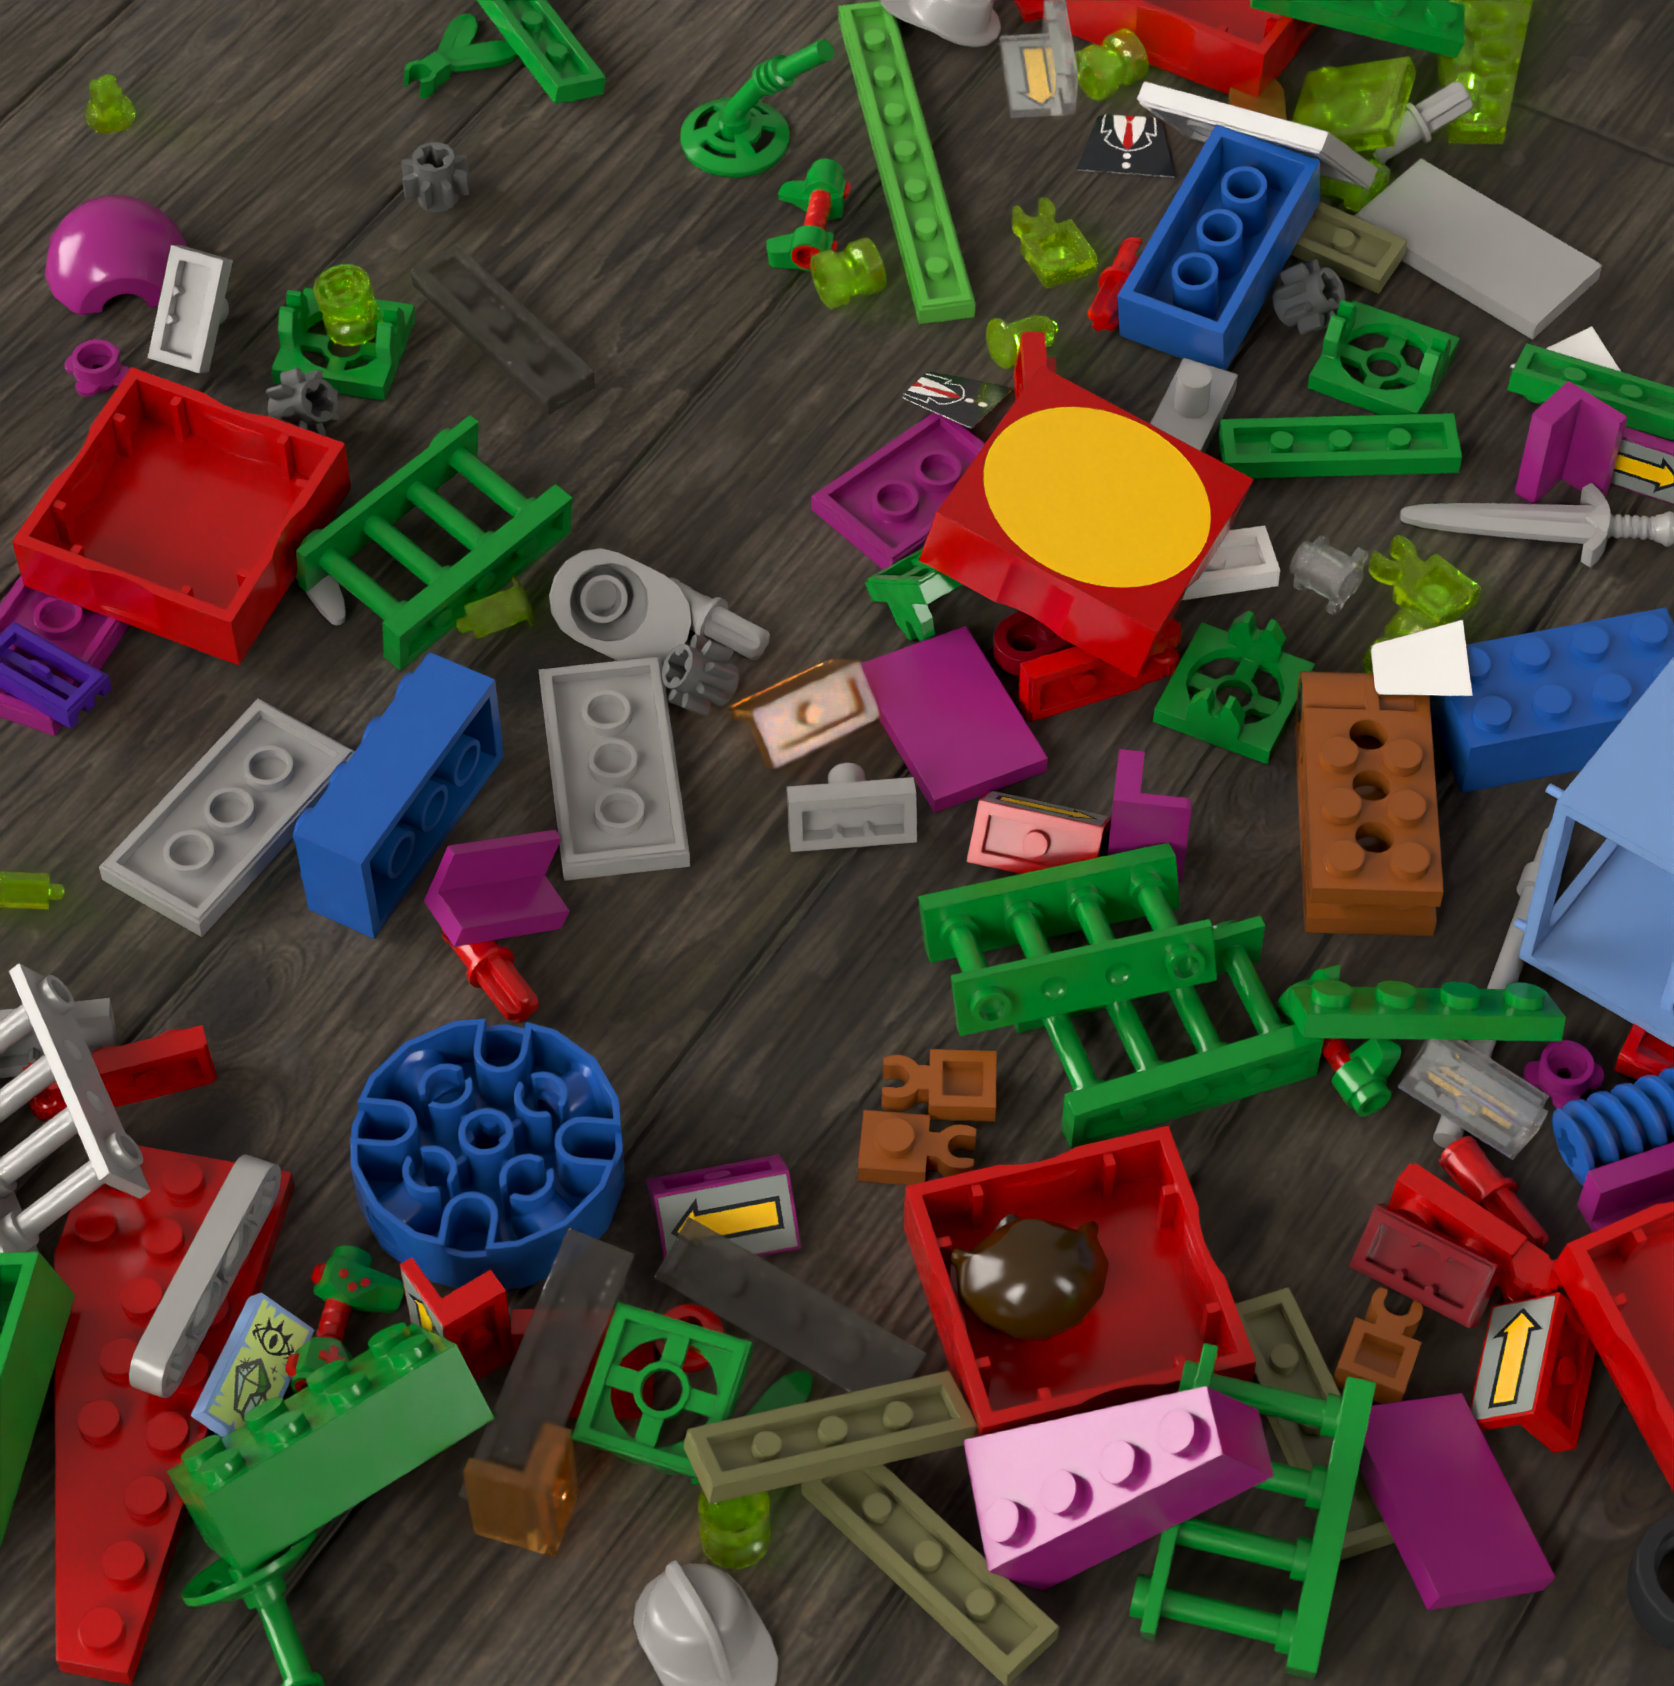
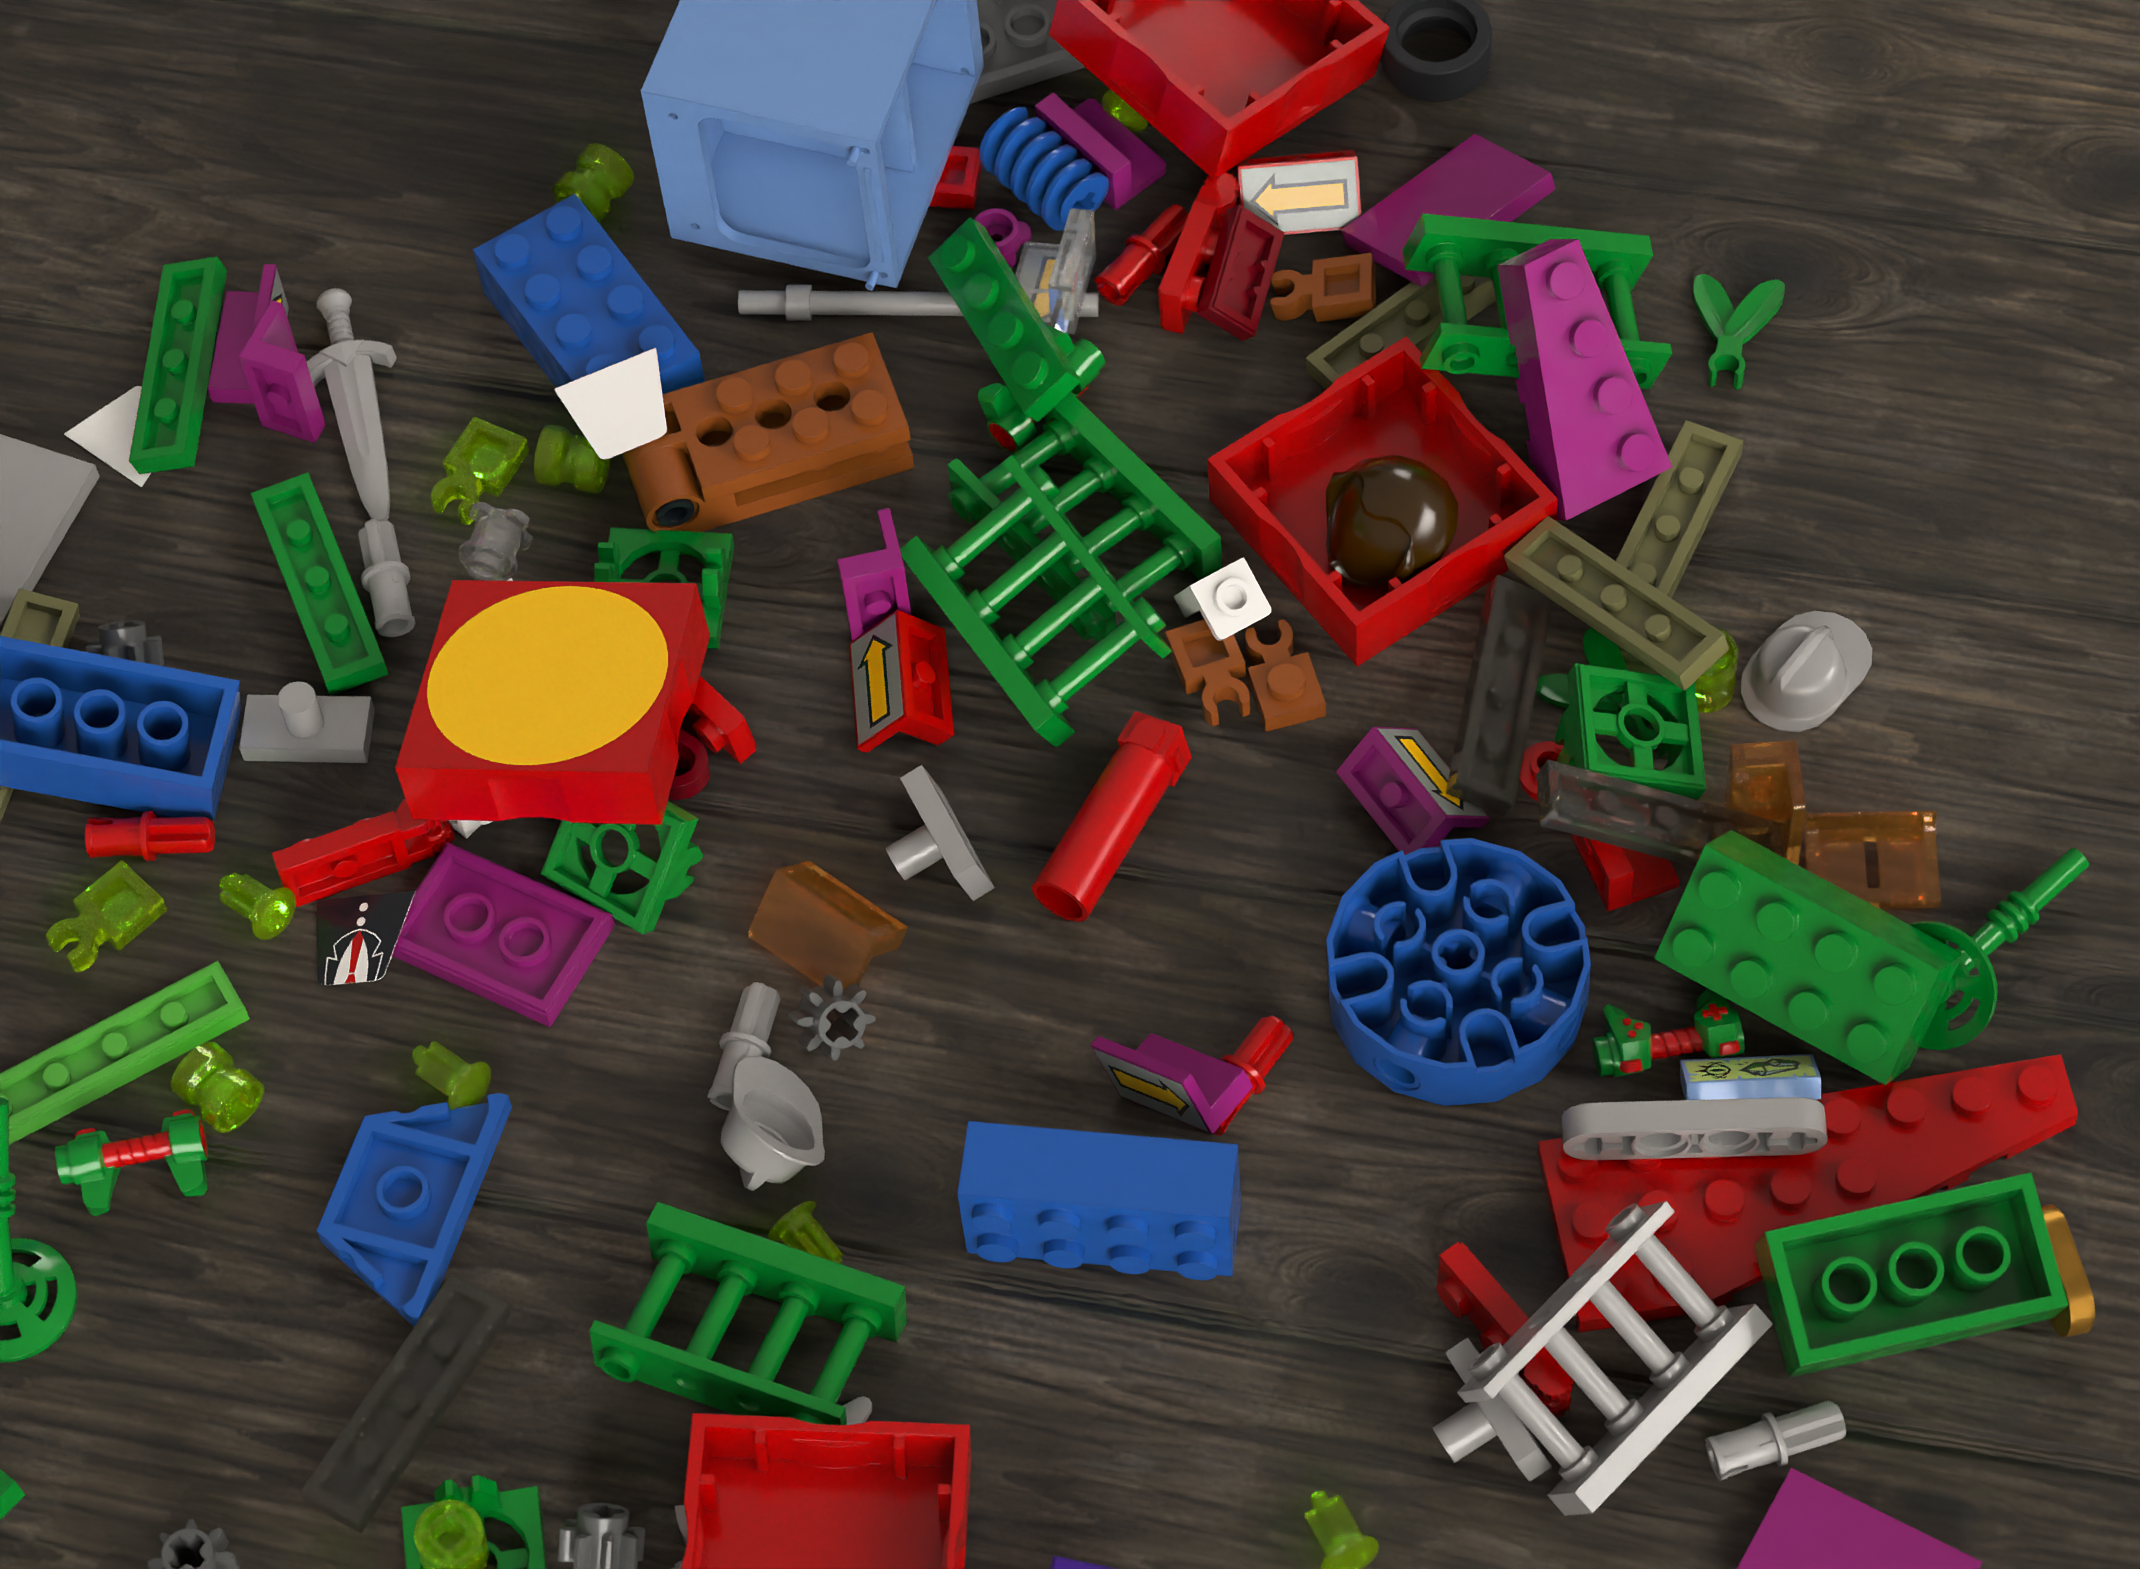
camera: 105 degrees left, 5 degrees up
(225, 818) = (1158, 1389): light grey tile -> none
(423, 1626) = (1903, 851): none -> clear orange piece
(470, 1317) = (1641, 909): red panel -> none
(613, 769) = (956, 1066): light grey tile -> none
(685, 371) = (410, 1197): none -> blue wing
(786, 422) = (452, 1075): none -> clear neon green piece
(856, 991) = (1112, 816): none -> red piece
(952, 719) = (788, 802): magenta tile -> none
(1013, 1103) = (1226, 600): none -> white bracket
(1328, 494) = (385, 578): none -> light grey axle
(1360, 319) = (177, 617): green piece -> none

